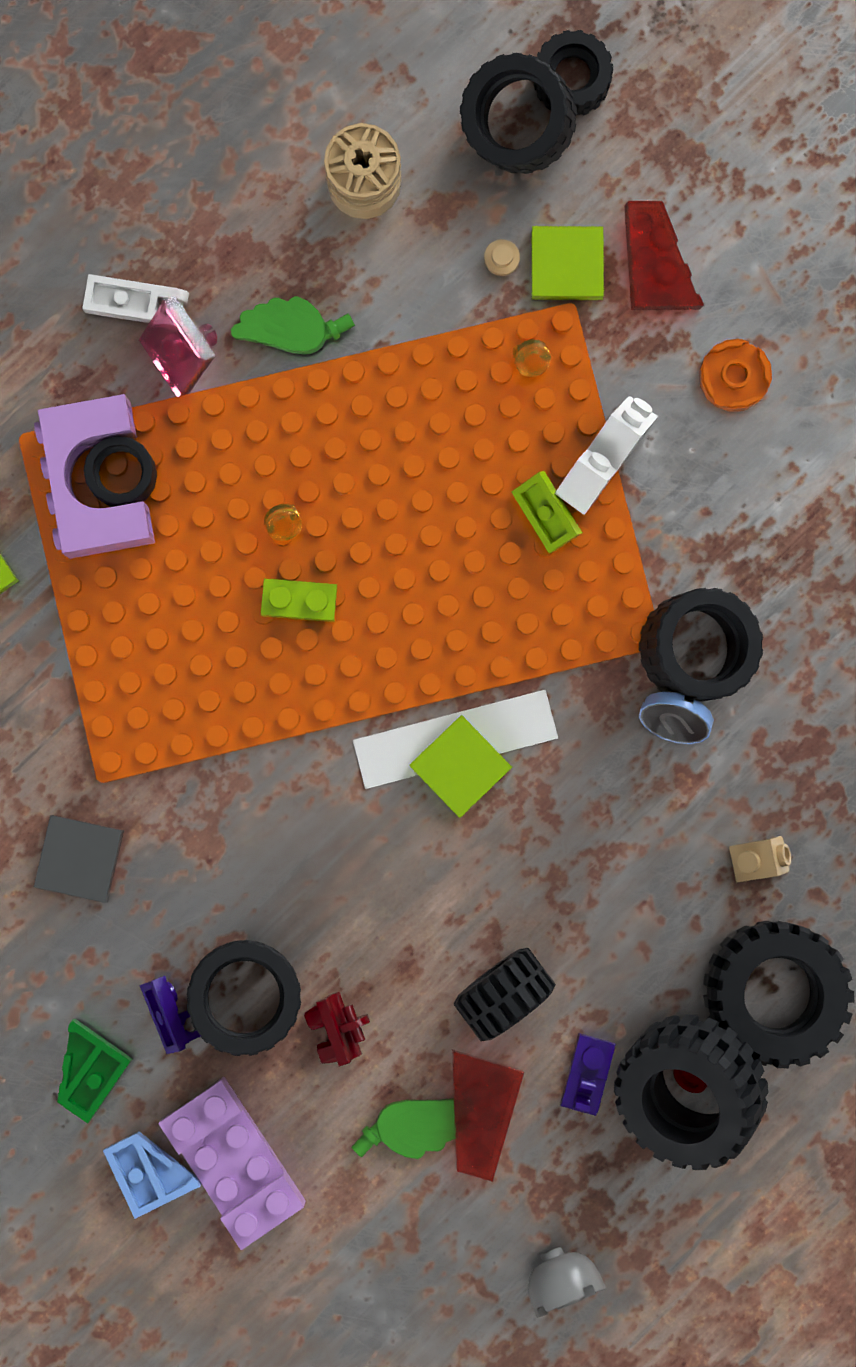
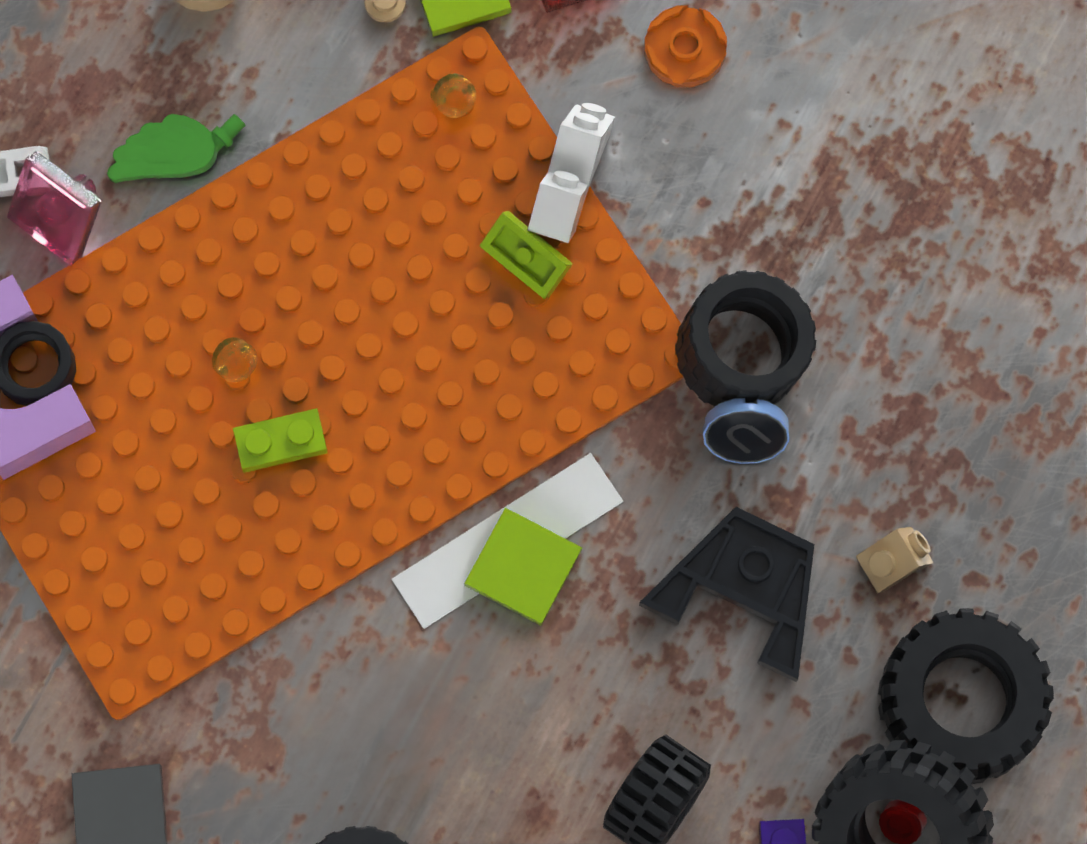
camera: 15 degrees left, 10 degrees down
(644, 830) = (754, 569): none -> black wing

